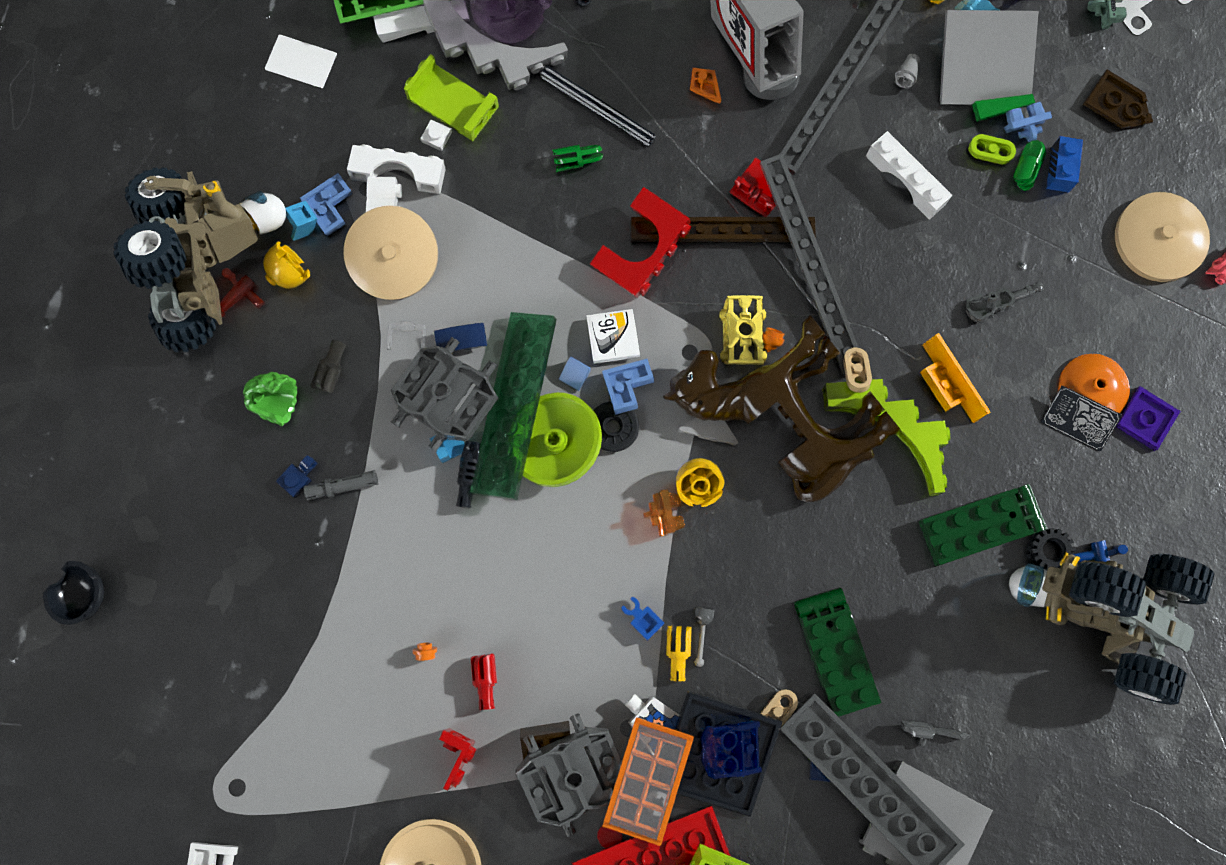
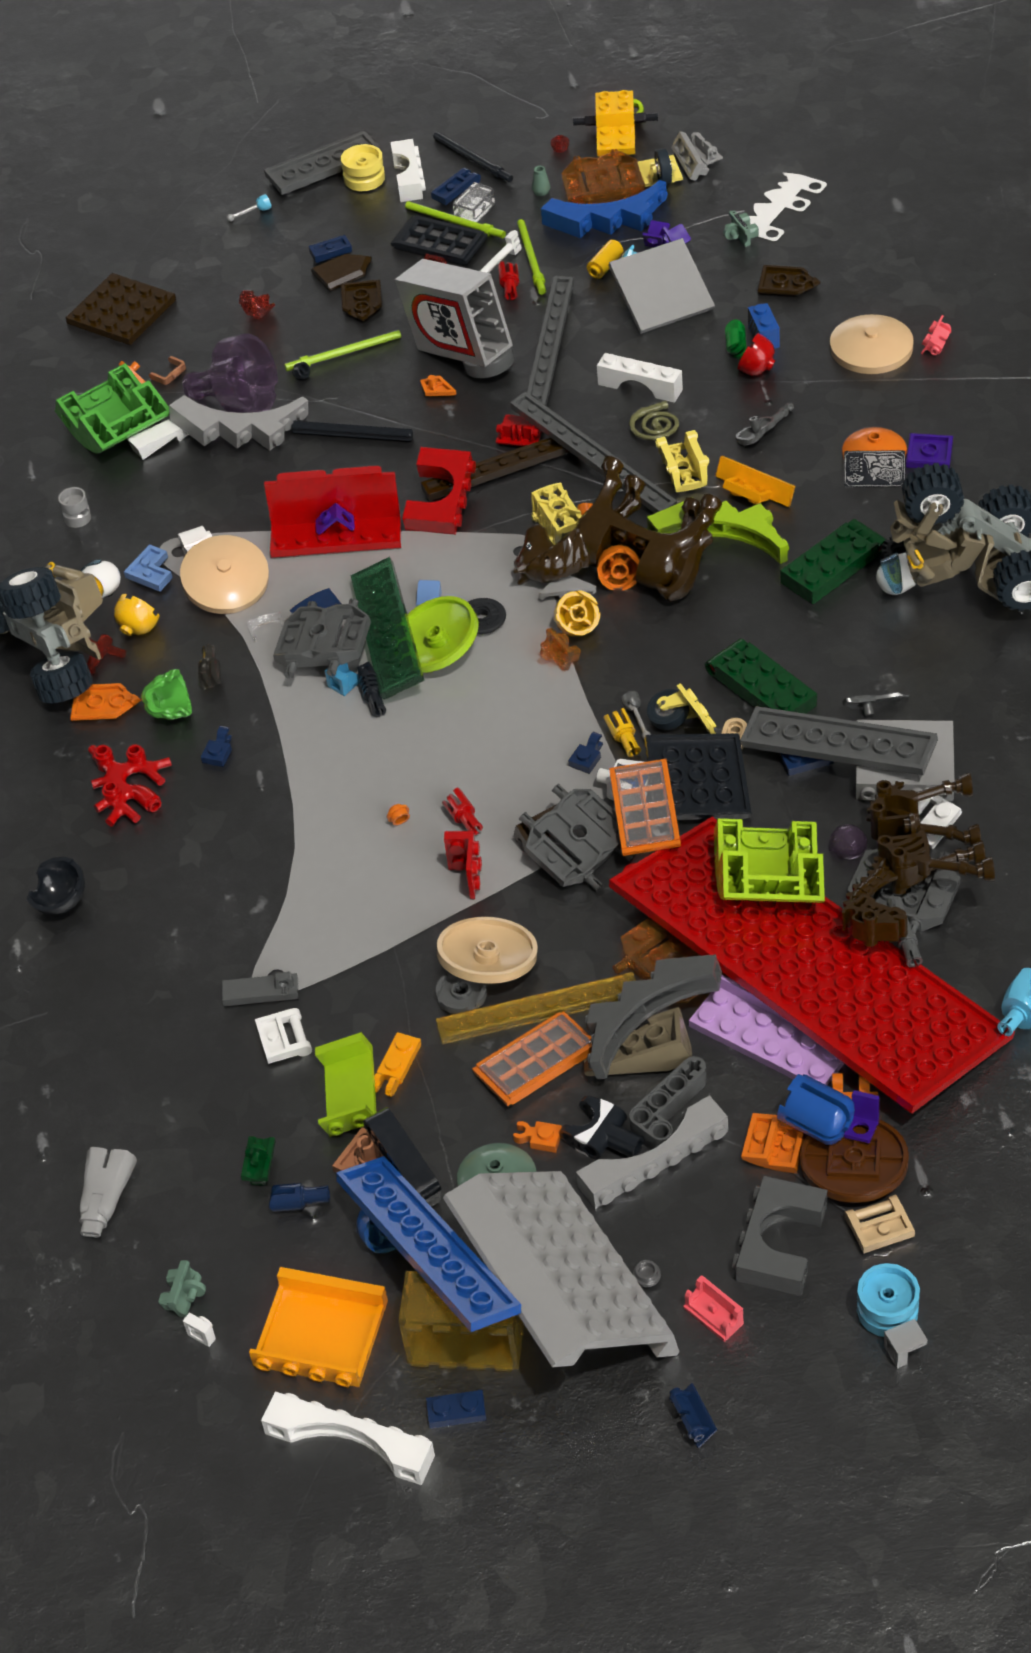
camera: 15 degrees left, 30 degrees down
(188, 487) = (117, 790): none -> red plant
(213, 802) = (260, 989): none -> dark grey hinge
(217, 361) = (103, 702): none -> orange tile
(286, 85) = (74, 507): none -> light grey wheel
(300, 61) = (94, 492): white sticker -> none
(301, 219) = (136, 581): dark azure panel -> none
(336, 486) = (253, 742): dark grey pin -> none
(372, 162) = (222, 518): white arch -> none
(436, 135) = (222, 497): white plate -> none
(450, 99) = (222, 471): lime panel -> none
(520, 233) = (332, 515): none -> dark purple bracket
(524, 233) = (302, 496): none -> red piece
(577, 156) = (354, 460): green arm -> none
(613, 336) = (448, 560): white slope -> none
(621, 382) = (477, 582): medium blue plate -> none
(630, 663) = (587, 756): none -> dark blue plate
(645, 621) = (582, 723): blue plate -> none
(731, 750) = (702, 756): clear blue slope -> none
(734, 649) = (672, 707): none -> plate
(769, 433) = (618, 567): none -> orange cylinder
(857, 372) = (667, 496): tan plate -> none
(895, 246) = (650, 412): none -> olive piece
(907, 73) = (601, 321): light grey cone -> none
(909, 319) = (695, 461): none -> light yellow piece
(991, 148) = (699, 341): lime plate -> none
(993, 107) = (687, 313): green piece -> none
(1017, 122) = (718, 316): medium blue hips -> none
(1038, 207) = (757, 356): none -> red cylinder

